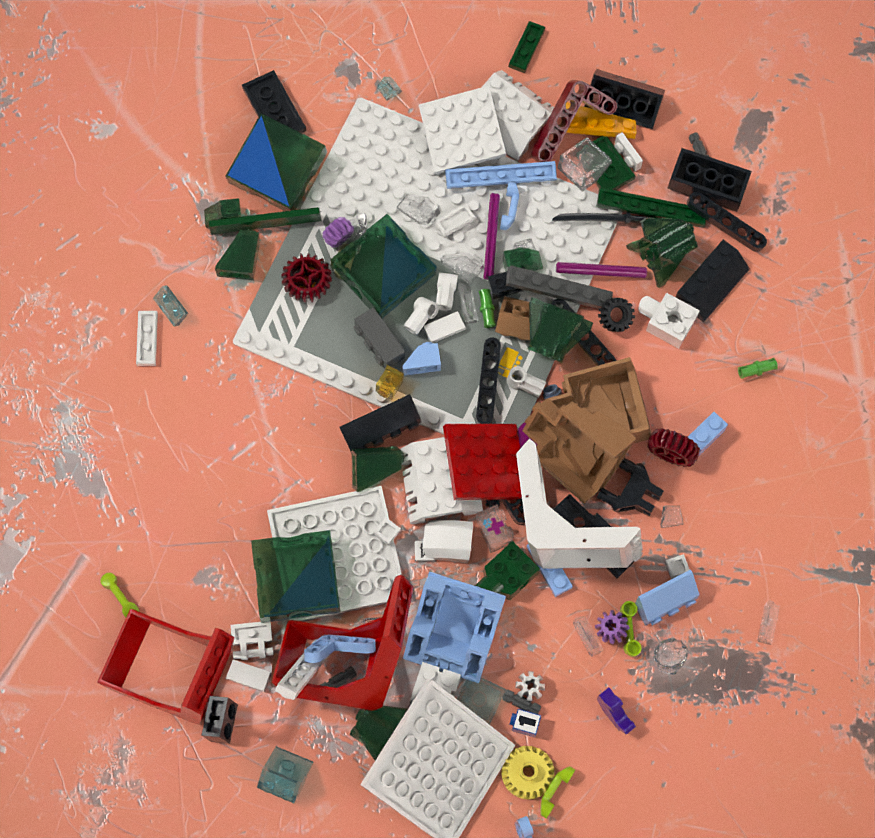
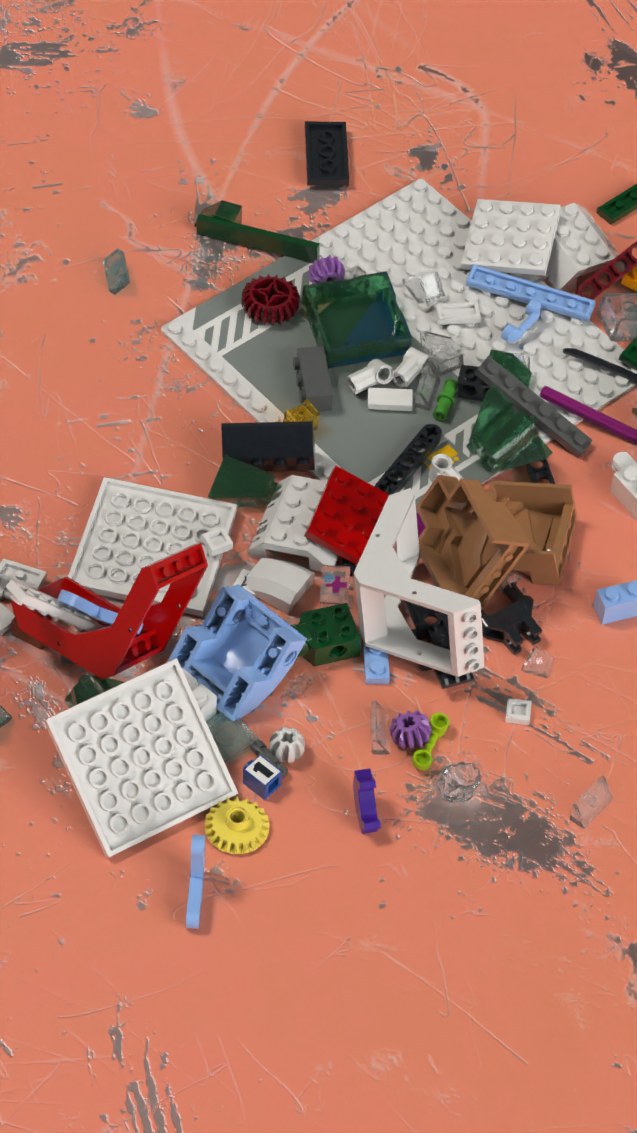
camera: 25 degrees right, 20 degrees down
(147, 338) = (75, 291): white tile -> none
(240, 257) = (213, 259): clear green slope -> none
(276, 163) = (299, 193): tile -> none
(295, 576) = (96, 539): clear green tile -> none
(388, 88) = (457, 181): clear light blue slope -> none
(423, 360) = (347, 415): light blue slope -> none
(491, 235) = (491, 336): magenta axle -> none
(514, 319) = (462, 415): medium nougat slope -> none
(563, 775) = (276, 842): lime bar -> none
(606, 310) = (580, 470): black tyre -> none
(667, 598) = (487, 725): light blue slope -> none
(673, 447) = (575, 593): dark red gear -> none

